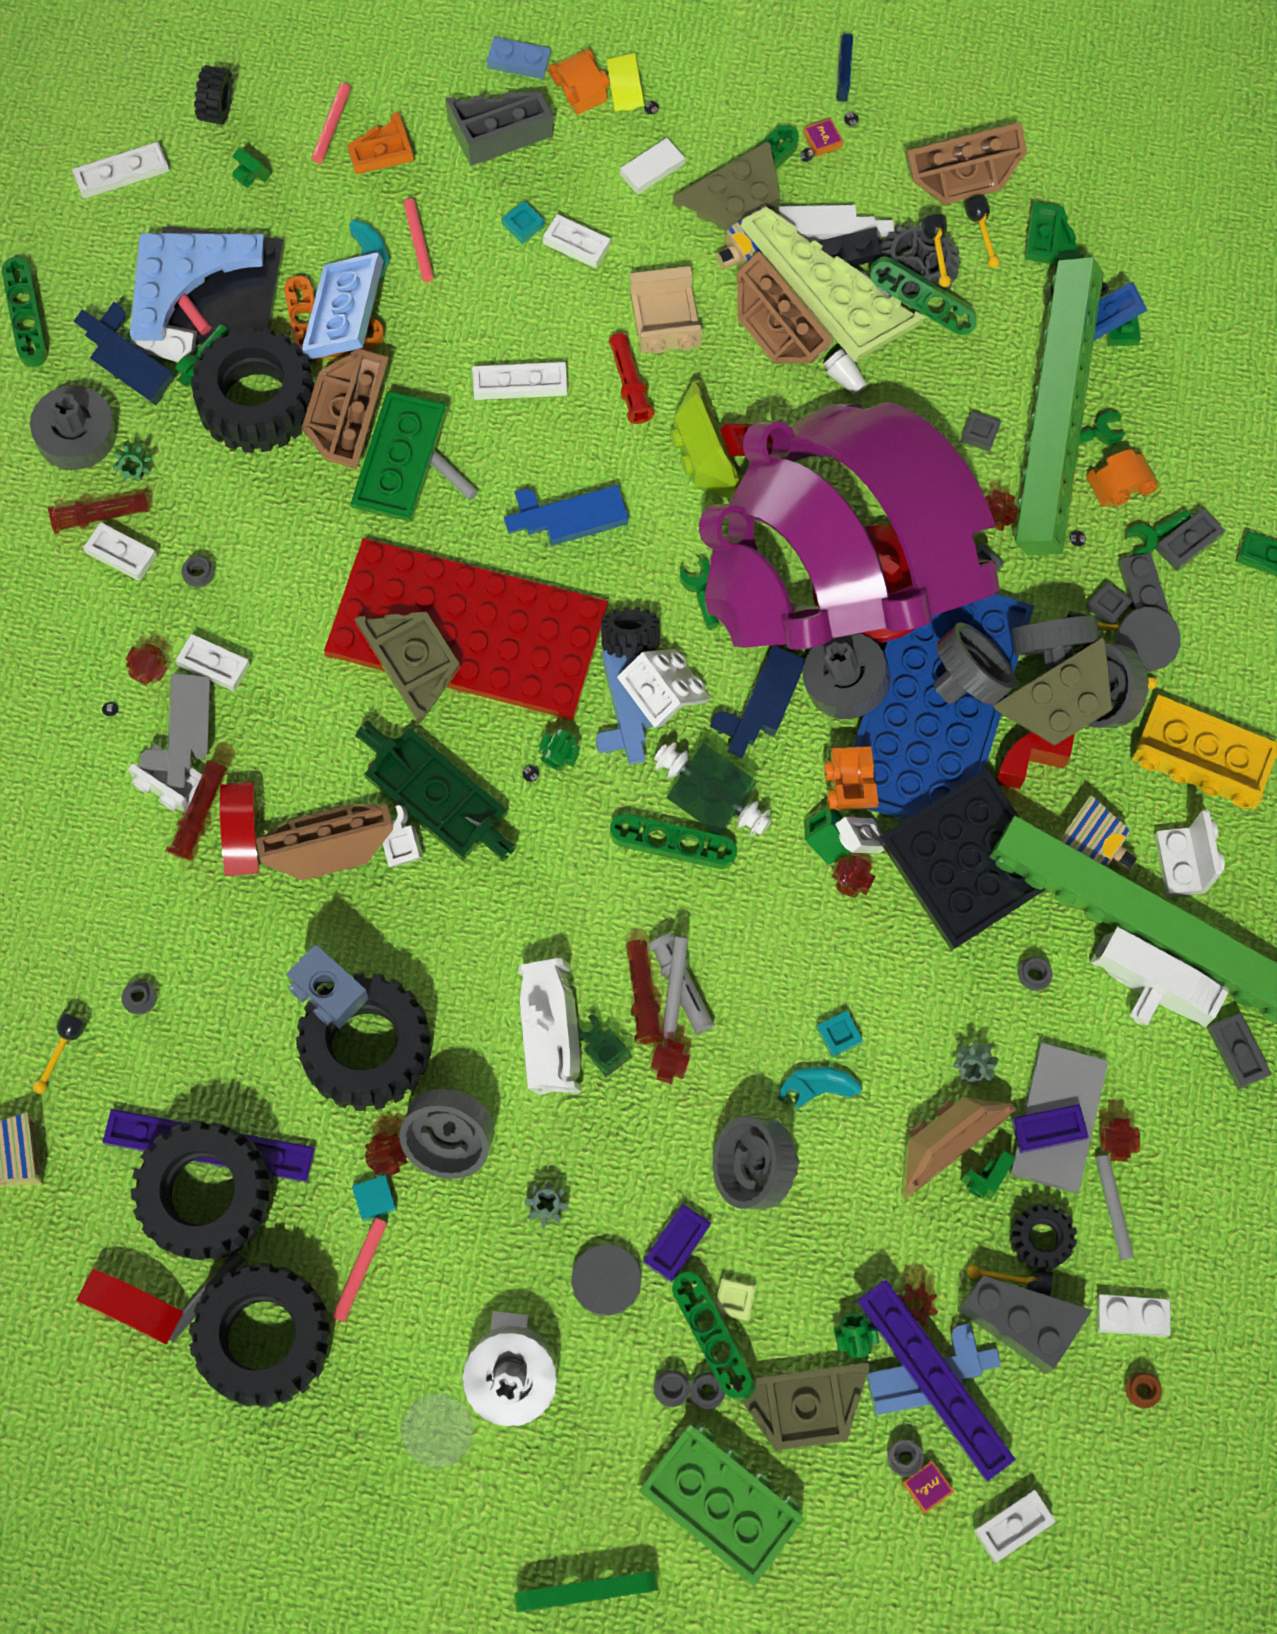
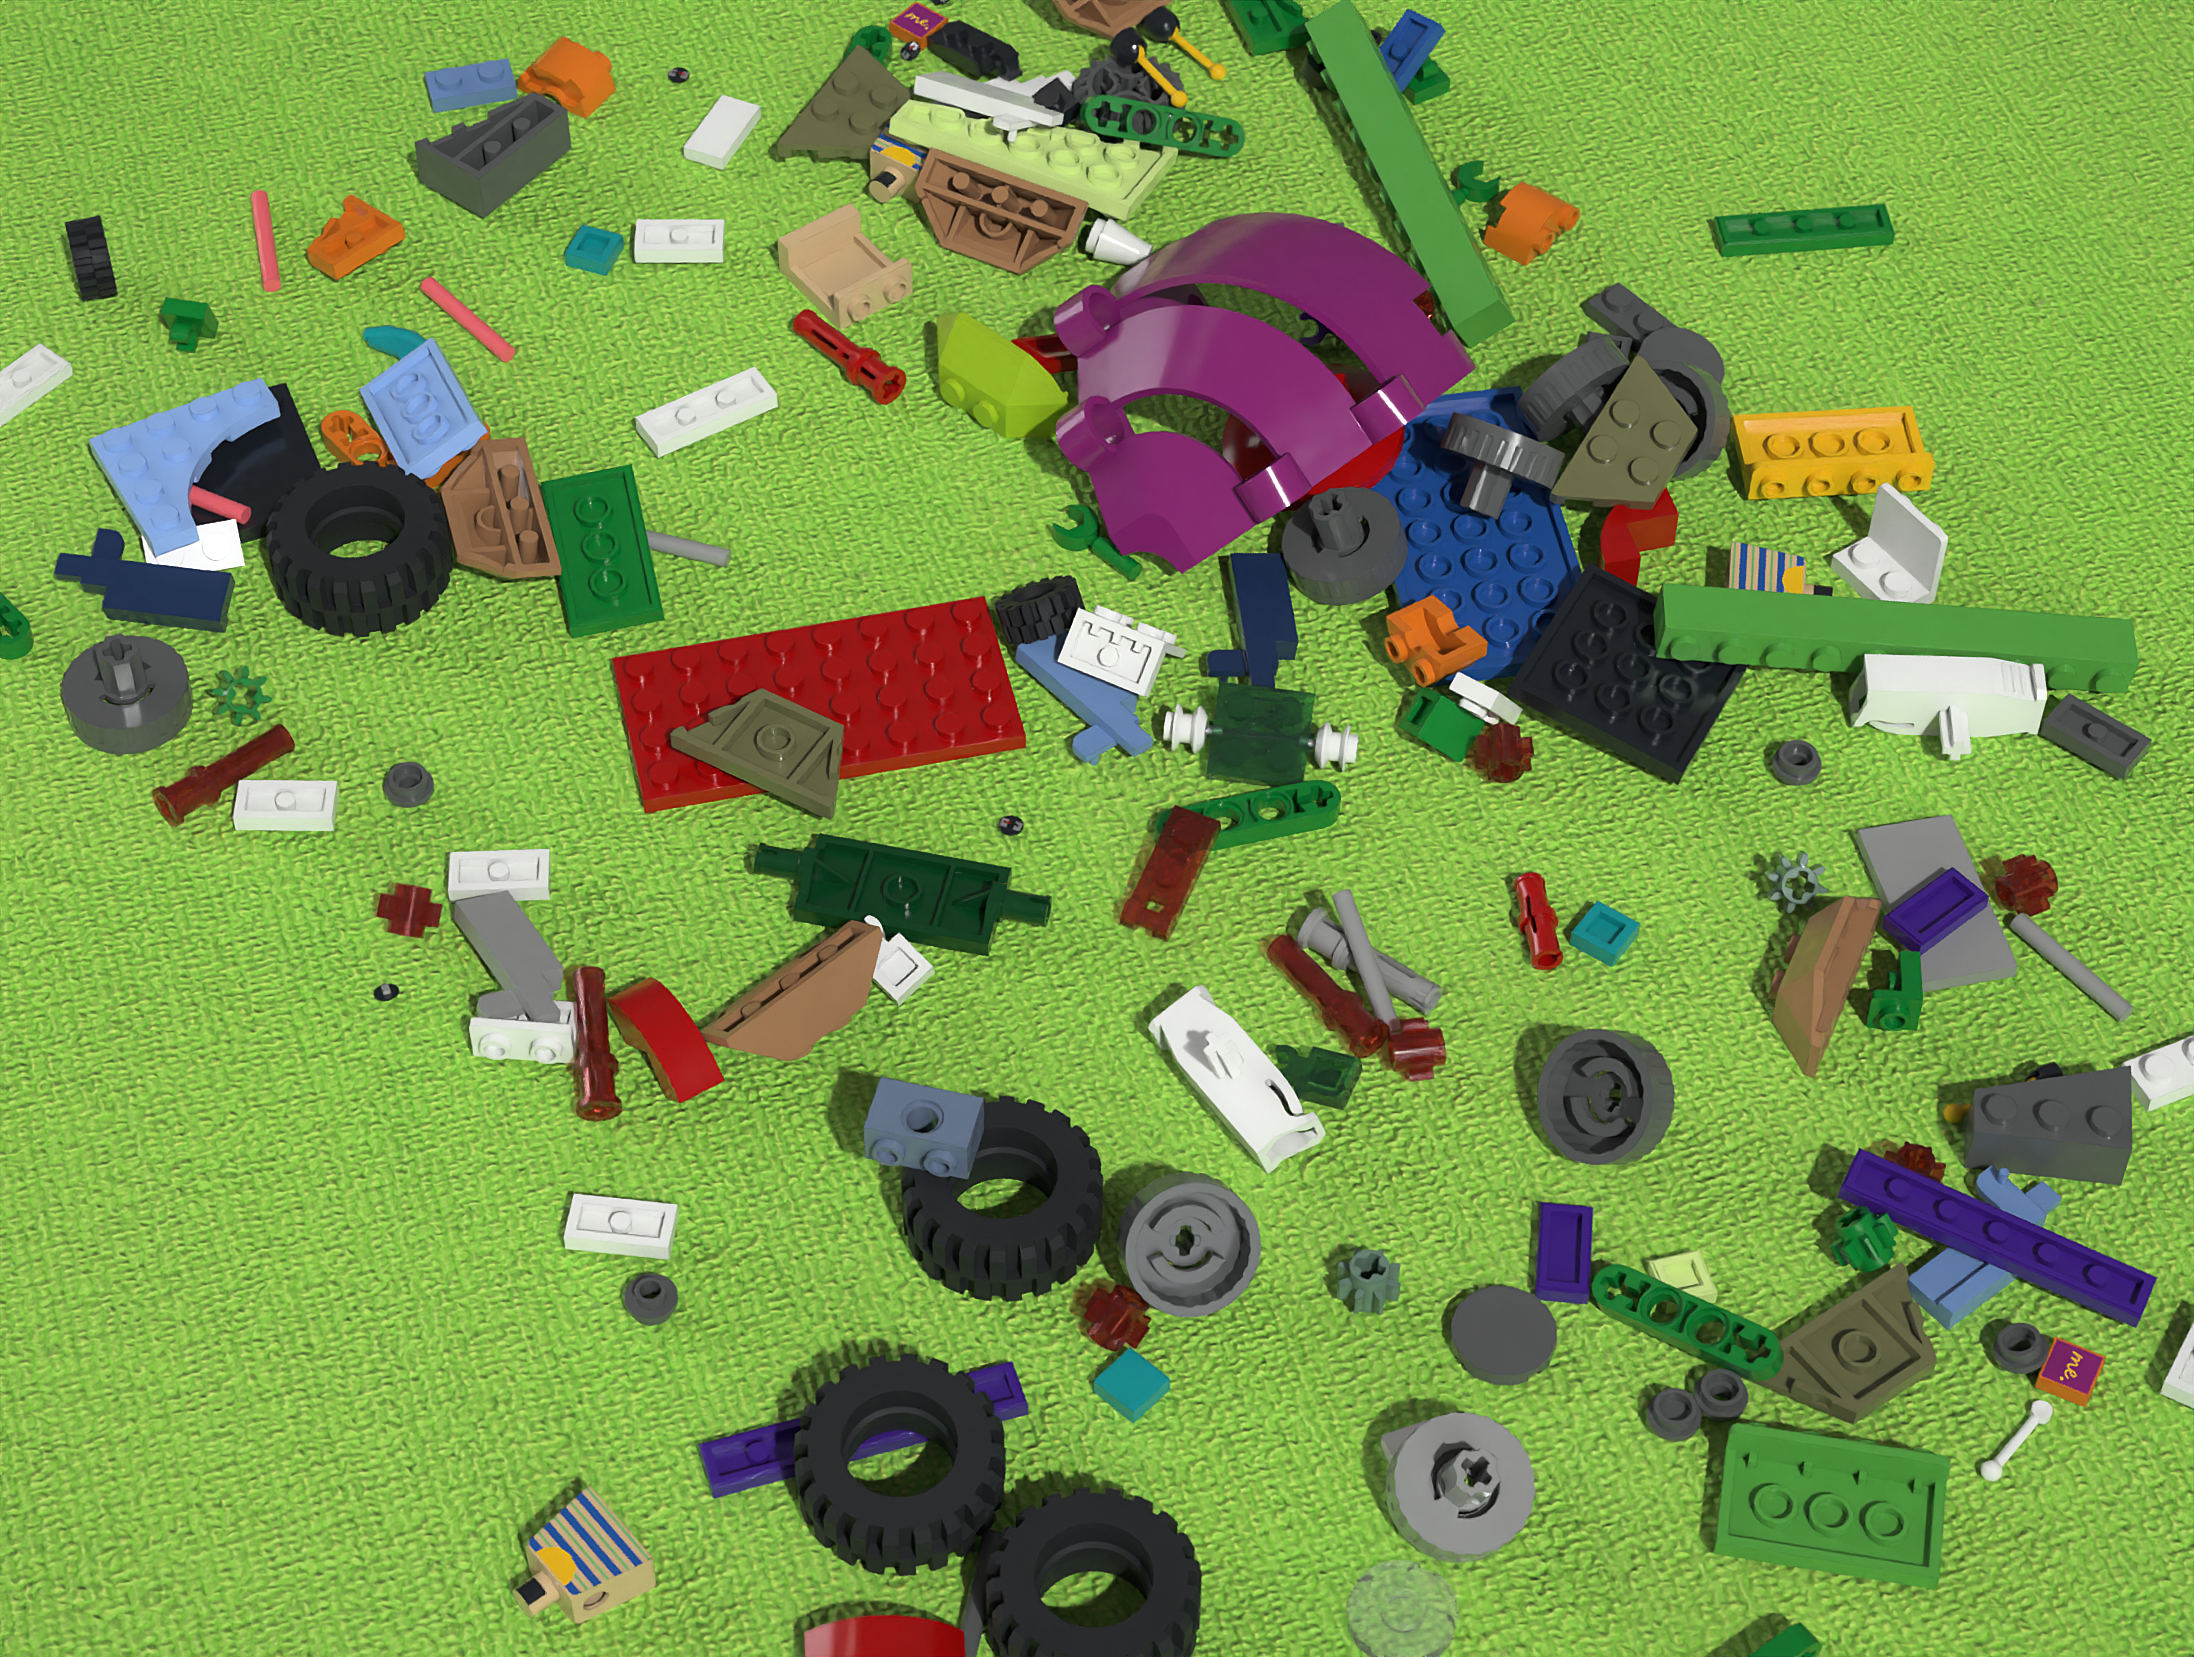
camera: 25 degrees left, 20 degrees down
(69, 1029) = (576, 1376): hinge -> none
(148, 941) = (621, 1226): none -> white plate
(187, 362) = (252, 557): green piece -> none
(359, 1270) = (1167, 1463): coral bar -> none
(558, 749) = (1033, 776): green gear -> none
(570, 517) = (872, 529): blue piece -> none
(600, 860) = (1171, 872): none -> clear red plate
(625, 82) = (632, 57): neon yellow slope -> none
(802, 1005) = (1538, 921): none -> red pin
(819, 229) = (1008, 108): none -> white piece
(819, 1080) = (1615, 995): teal piece -> none
(844, 176) = (975, 51): none -> black hinge
(892, 1503) = (2039, 1414): none -> white hinge
(1058, 1222) = (2013, 1010): black tyre -> none
(1077, 538) = (1520, 306): black piece -> none
(1151, 536) = (1606, 267): green piece -> none
(1190, 539) = (1654, 251): dark grey plate -> none

